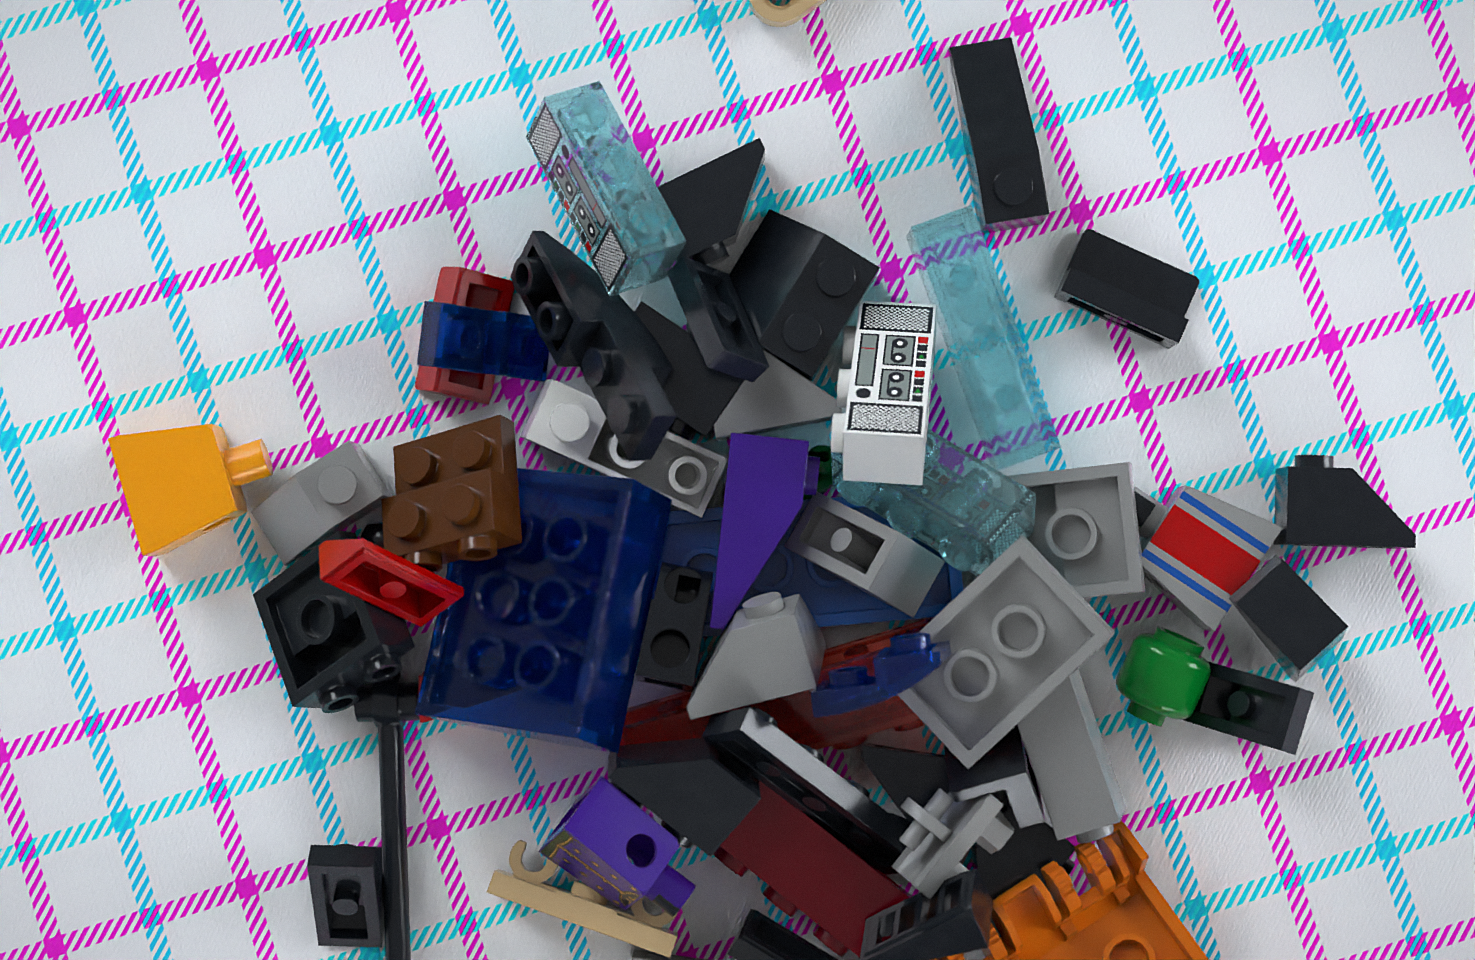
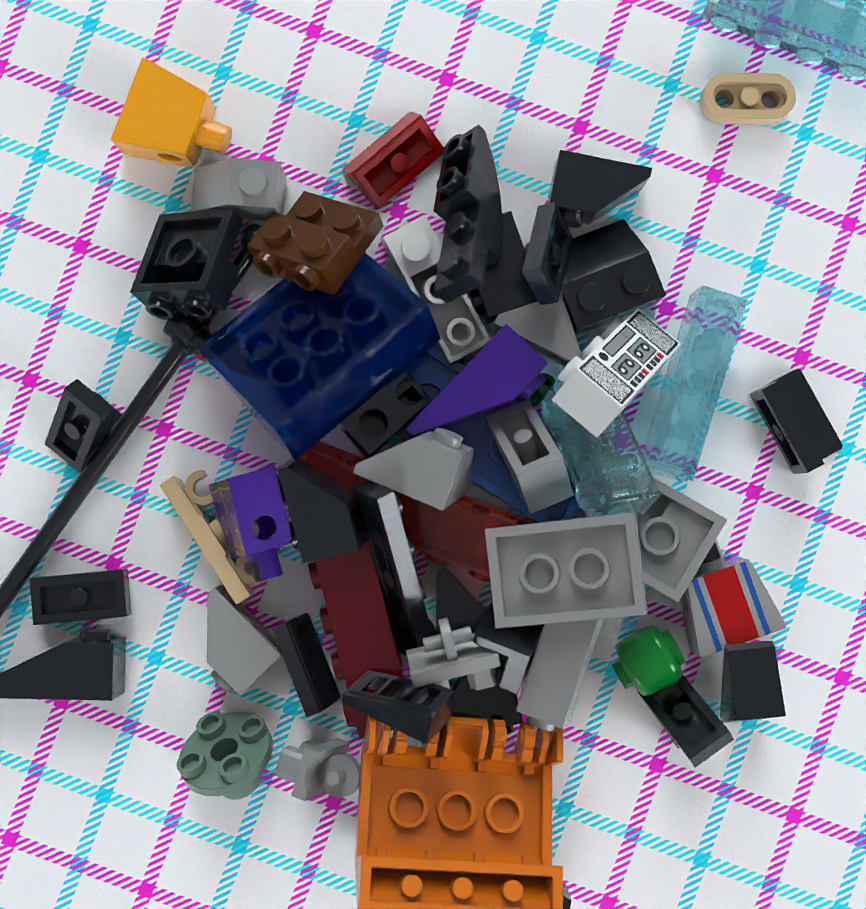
camera: 35 degrees right, 0 degrees up
(386, 580) = (237, 255): red slope -> none
(481, 342) = (399, 166): clear blue slope -> none
(605, 188) = (540, 129): clear light blue brick -> none
(896, 670) = (498, 535): clear blue slope -> none
(998, 136) = (789, 277): black slope -> none
(1333, 508) = (824, 640): black slope -> none

